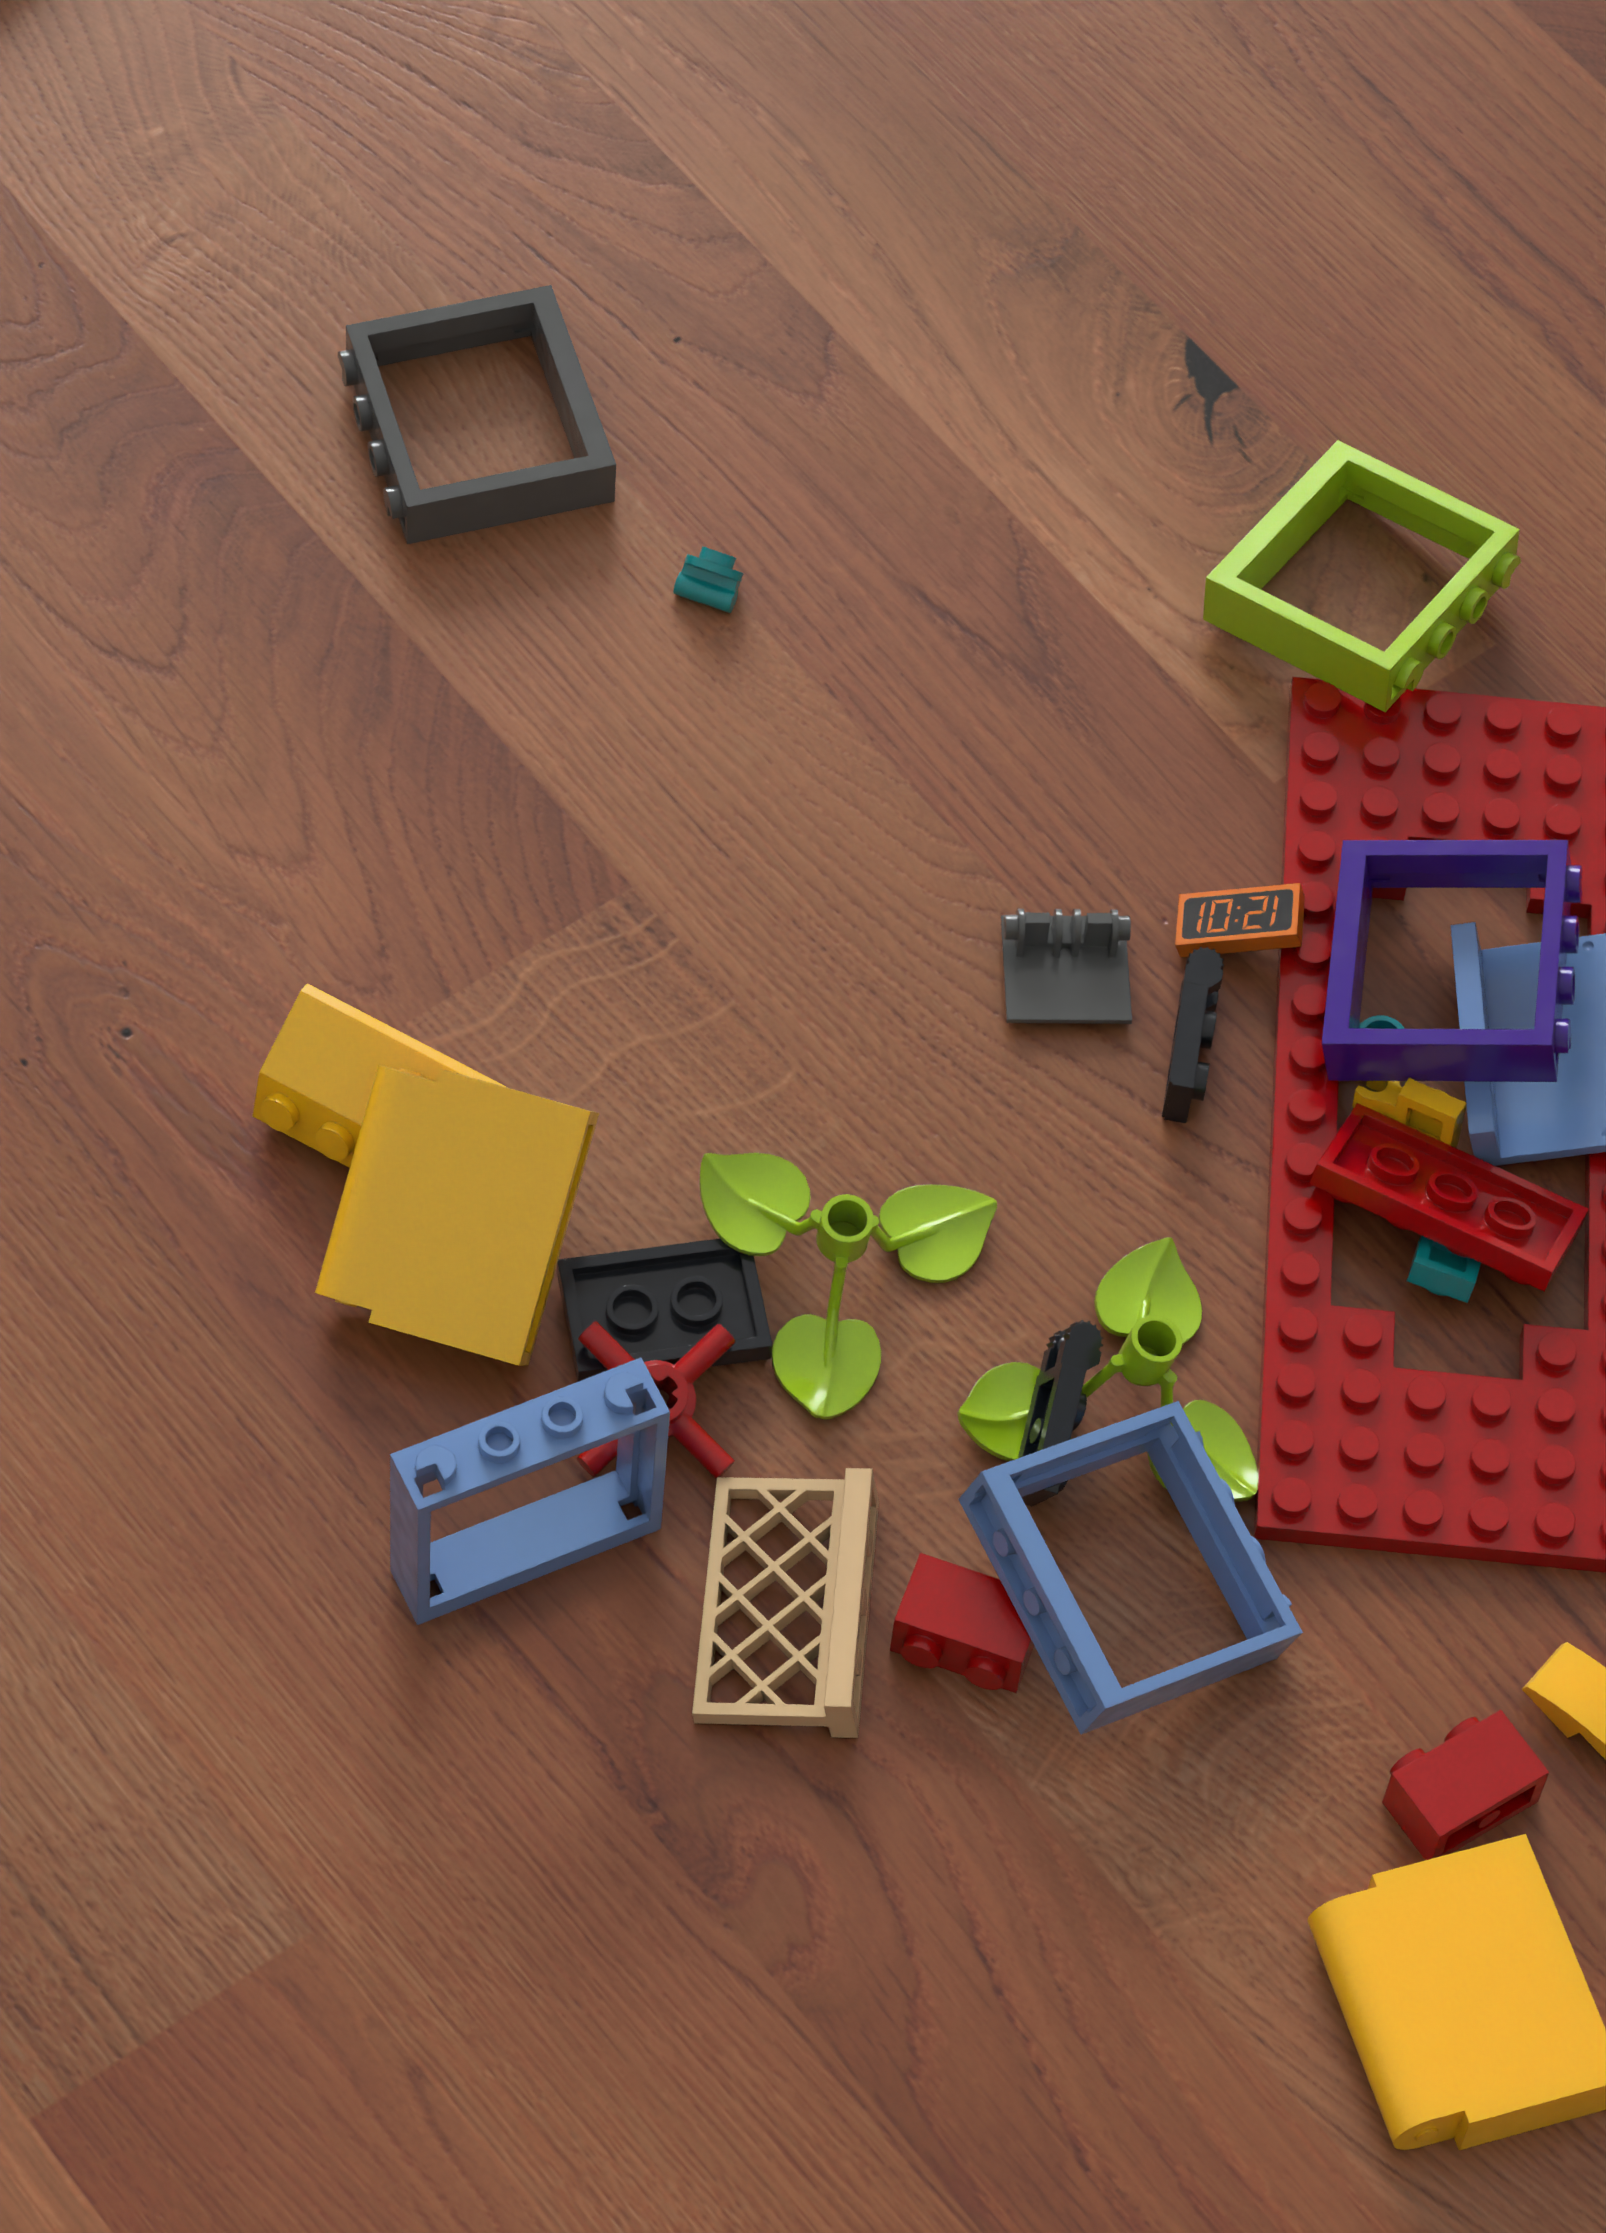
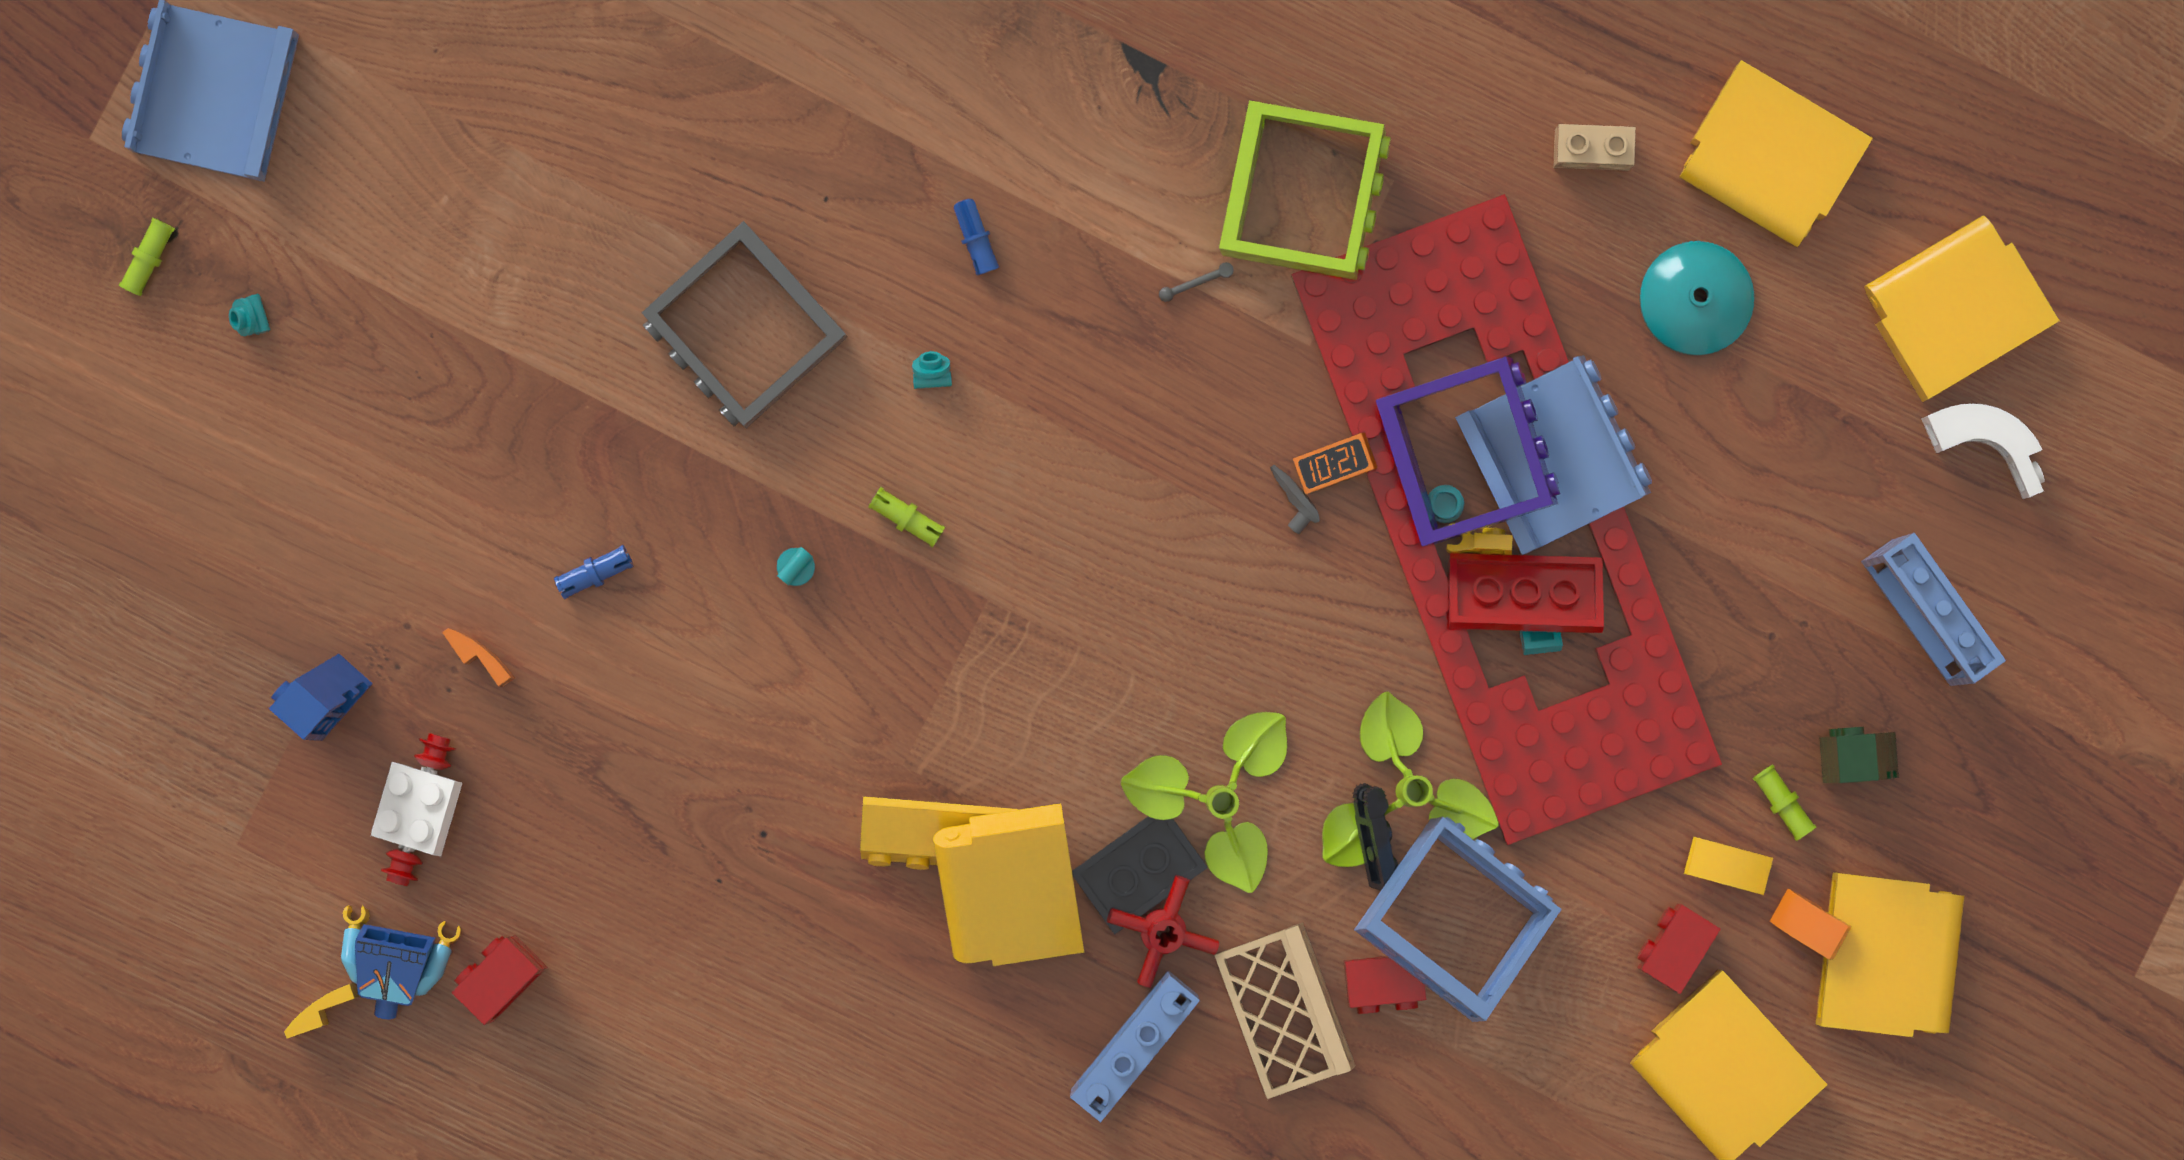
camera: 15 degrees left, 30 degrees up
(86, 604) = (593, 572): none -> blue pin
(379, 719) = (795, 566): none -> teal plate
(573, 727) = (906, 517): none -> lime pin
(862, 454) = (975, 237): none -> blue axle
(1066, 967) = (1252, 538): dark grey hinge -> none
(1166, 962) = (1297, 497): none -> dark grey bar
(1193, 1031) = (1340, 548): black hinge -> none
(1196, 642) = (1225, 271): none -> dark grey hinge

